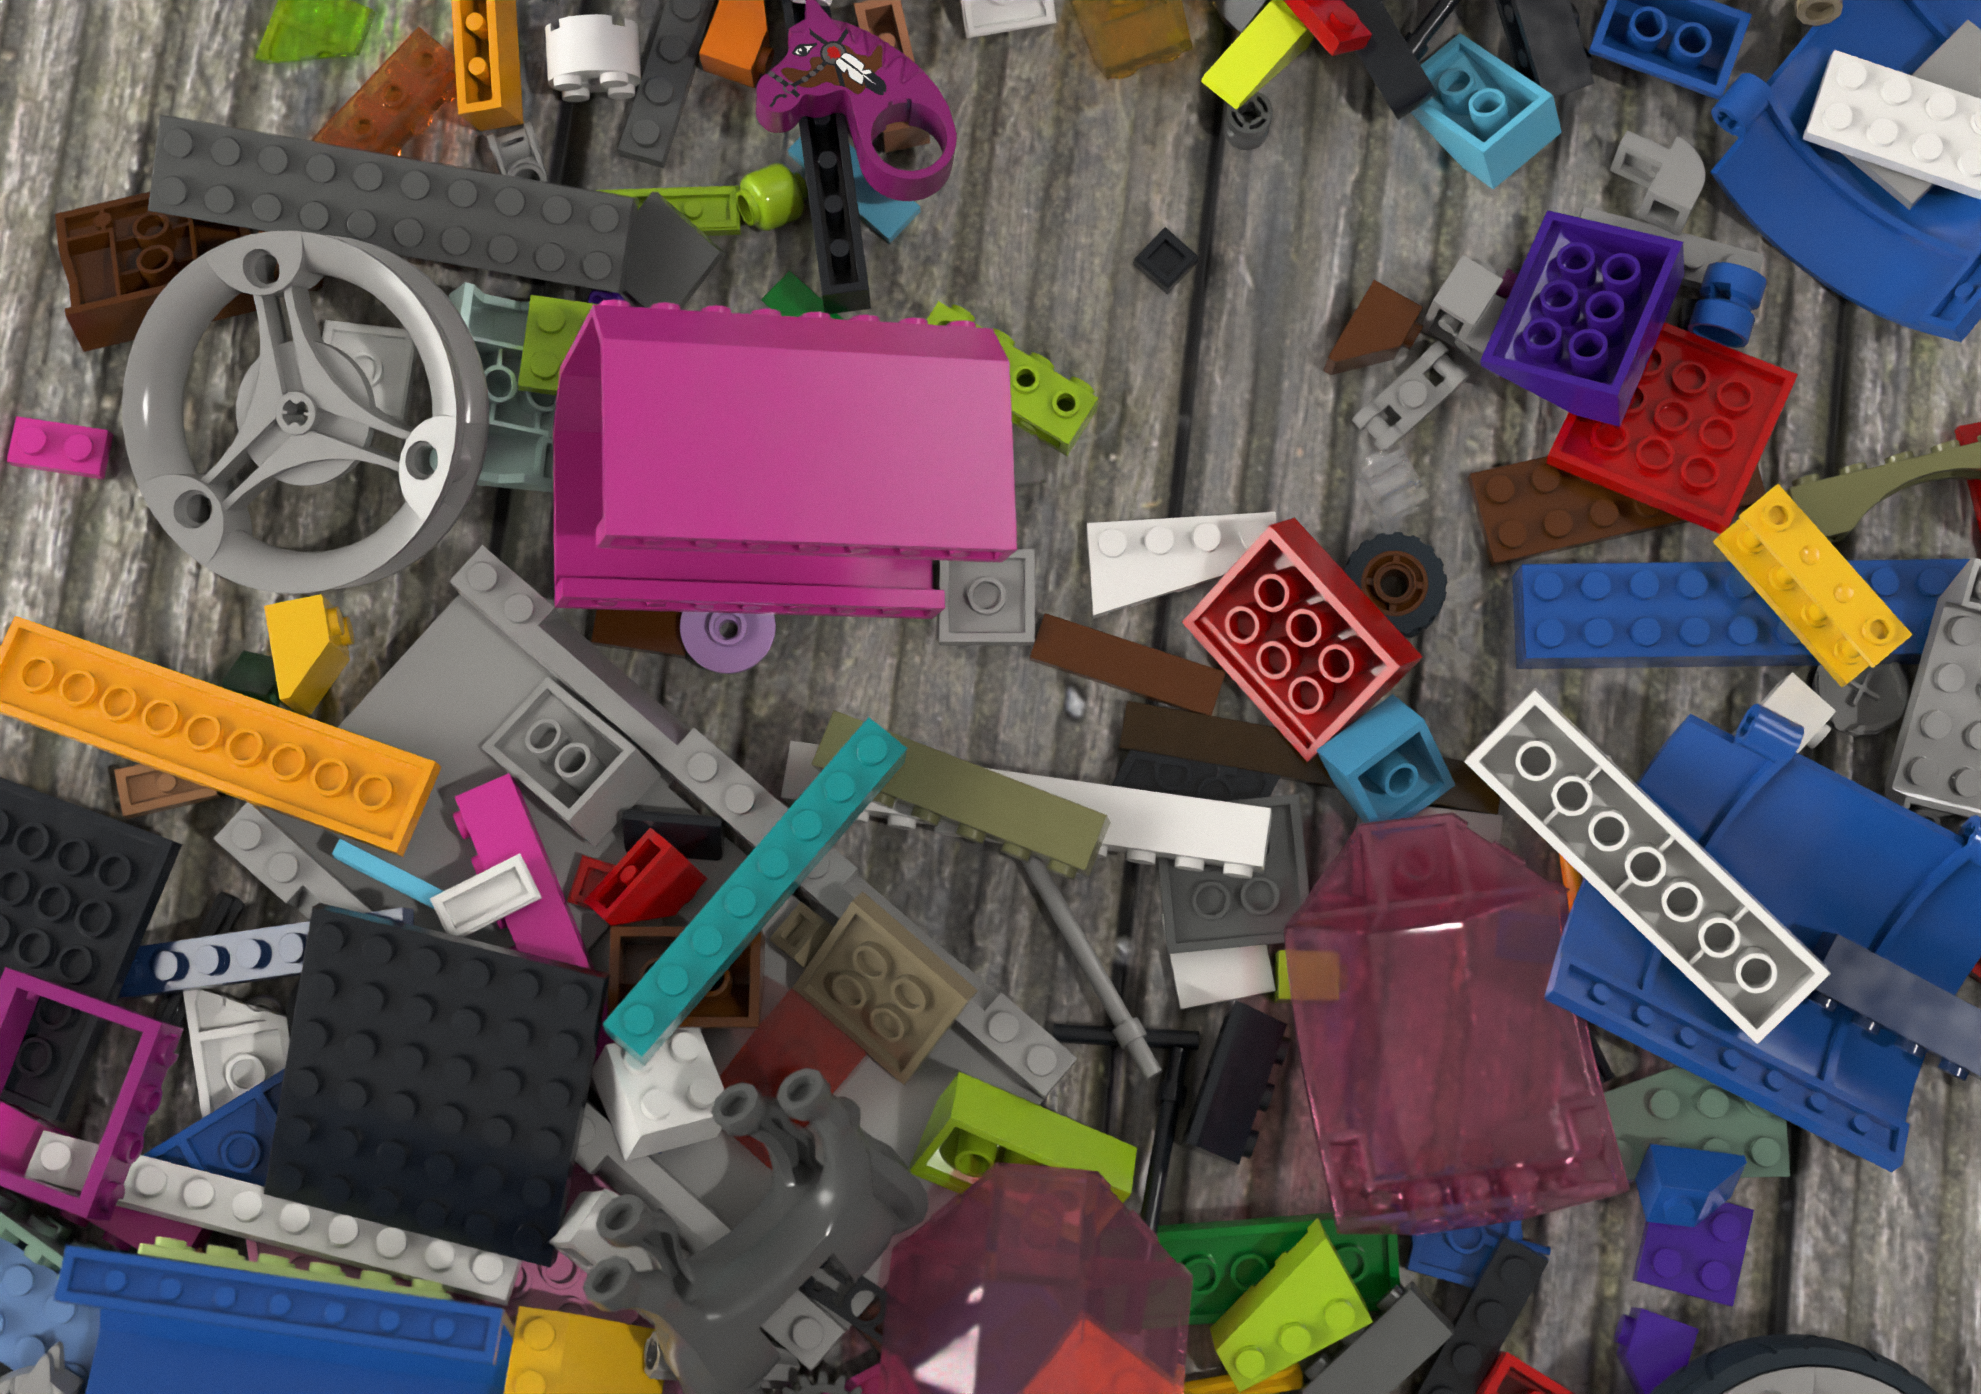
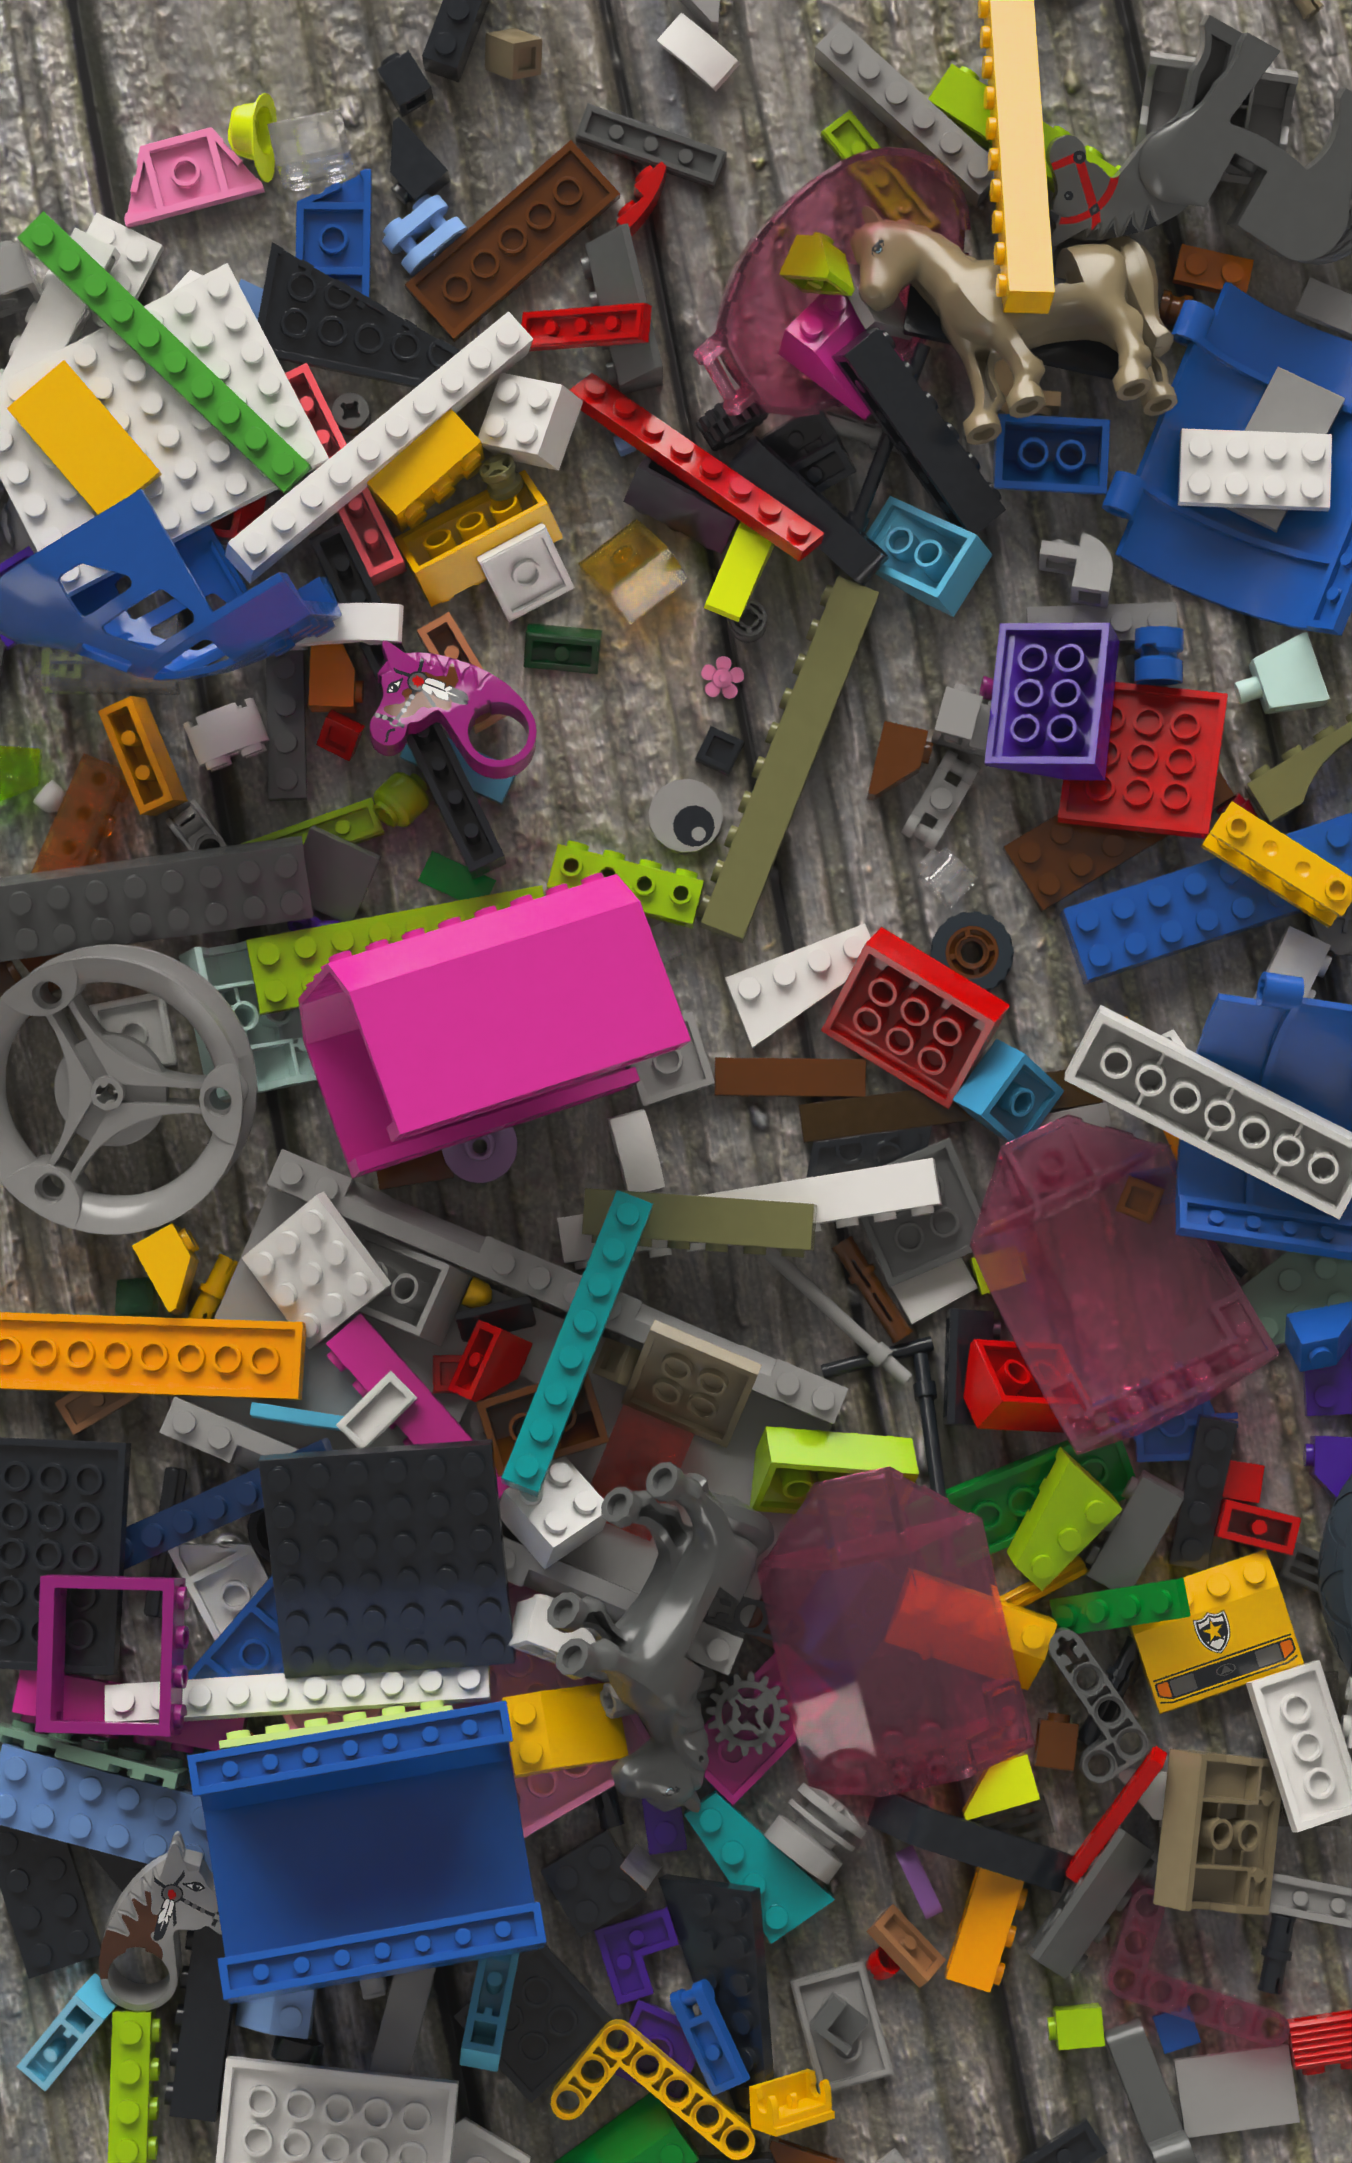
camera: 15 degrees left, 5 degrees up
(352, 694) = (214, 1288): none -> yellow pin
(362, 67) = (50, 797): none -> white hinge
(475, 704) = (316, 1269): none -> white plate
(661, 797) = (477, 1293): none -> yellow hinge
(726, 102) = (340, 735): none -> red plate
(913, 692) = (636, 1151): none -> white slope
(1019, 88) = (562, 648): none -> dark green slope
(1101, 322) = (685, 816): none -> light grey tile
(1130, 895) = (895, 1328): none -> reddish brown pin
(1196, 178) = (722, 678): none -> bright pink plant
(1244, 294) = (789, 759): none -> olive brick
(1269, 1125) = (1003, 1391): none -> red slope
(1509, 945) = (1139, 1199): none -> reddish brown tile
(1533, 1337) = (1244, 1481): none -> red tile
(1870, 382) = (1285, 678): none -> light aqua torso

